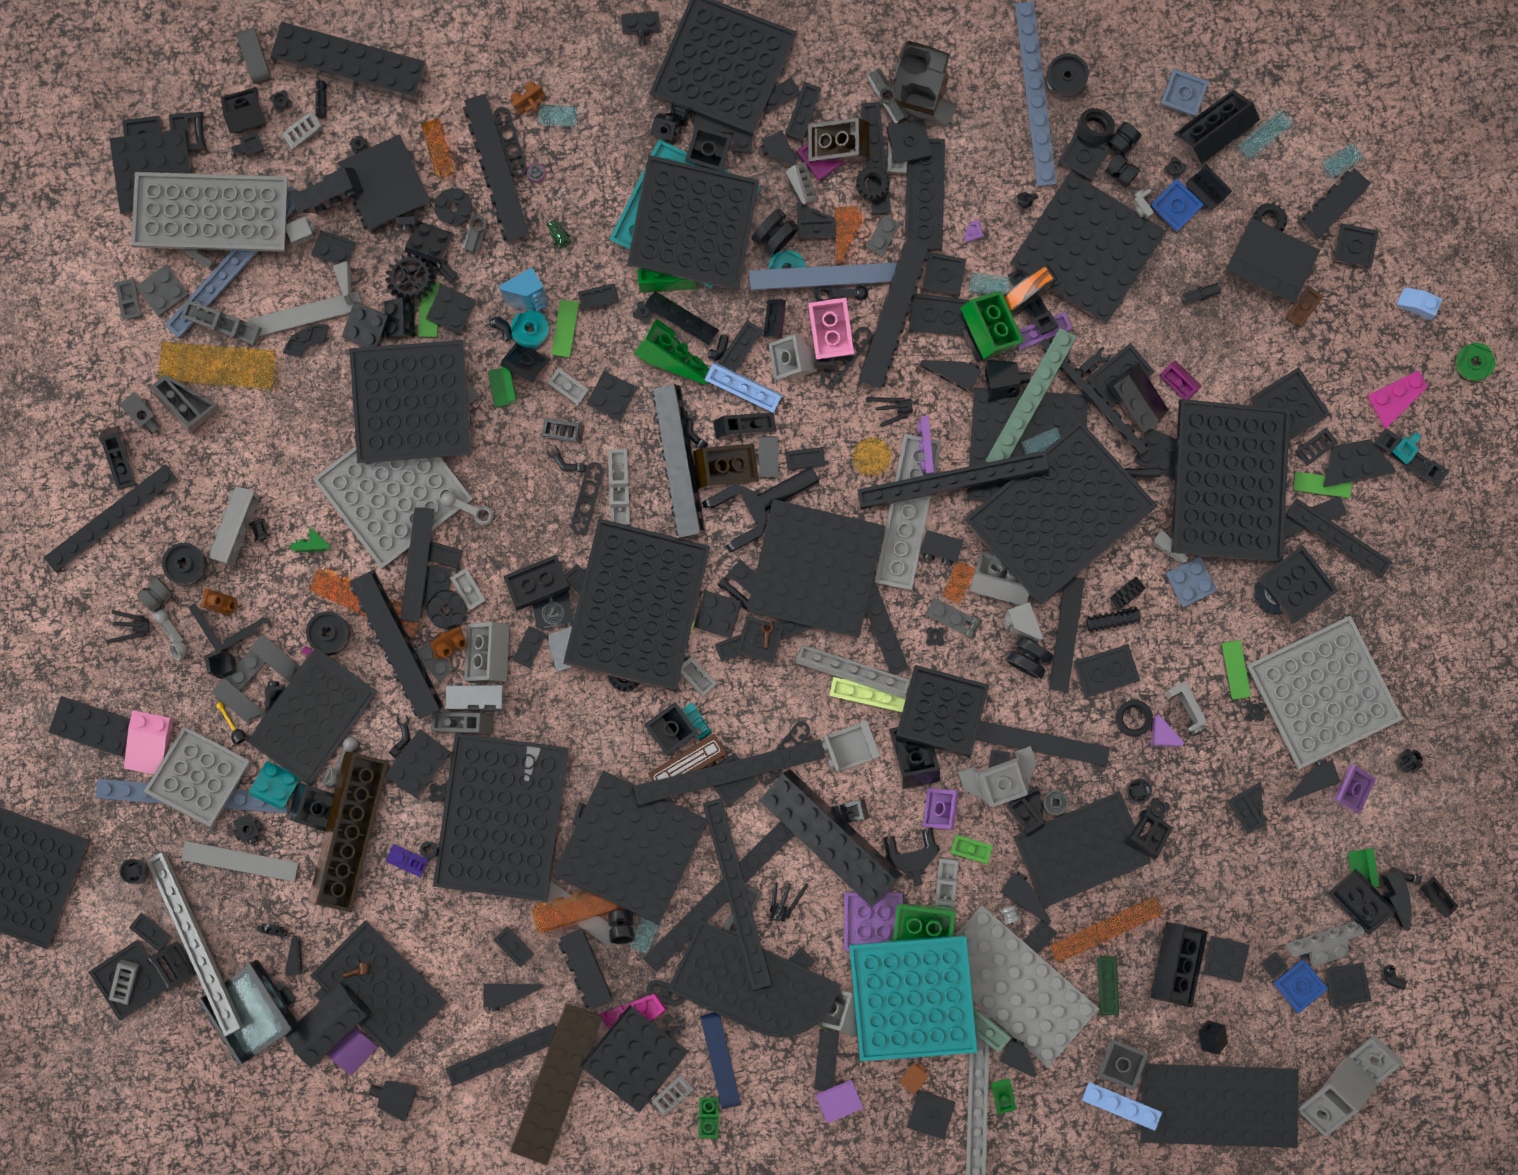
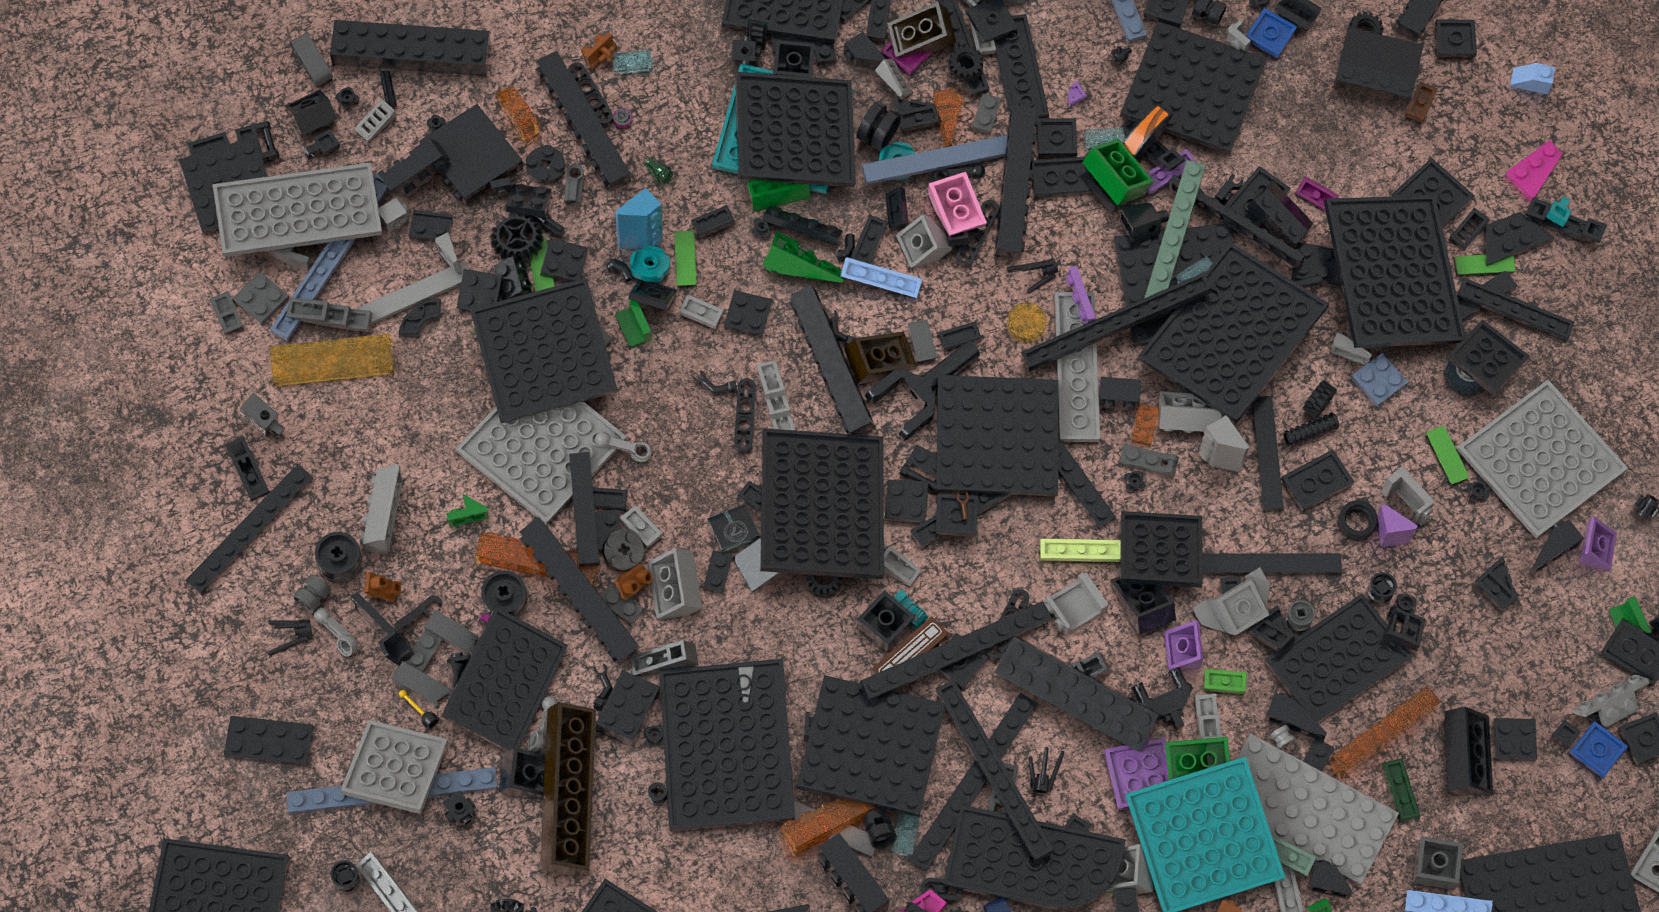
camera: 20 degrees left, 15 degrees down
(147, 741) = (332, 743): bright pink slope -> none
(184, 404) = (305, 400): dark grey wedge -> none
(240, 861) = (456, 847): light grey tile -> none
(259, 530) = (410, 510): black bush -> none
(274, 785) = (478, 760): teal plate -> none
(407, 860) = (635, 811): dark purple plate -> none
(475, 697) = (679, 626): wedge -> none
(513, 946) = (769, 875): black plate -> none
(536, 582) = (712, 505): black plate -> none
(578, 435) = (713, 362): black slope -> none
(744, 425) = (886, 315): black slope -> none
(853, 671) = (1059, 529): light grey tile -> none
(954, 372) = (1091, 226): black slope -> none
(1029, 657) = (1237, 479): black wheel -> none
(1201, 293) = (1316, 109): black axle -> none
(1213, 1037) = (1523, 818): black panel -> none
(1485, 357) = (1597, 131): green plate -> none

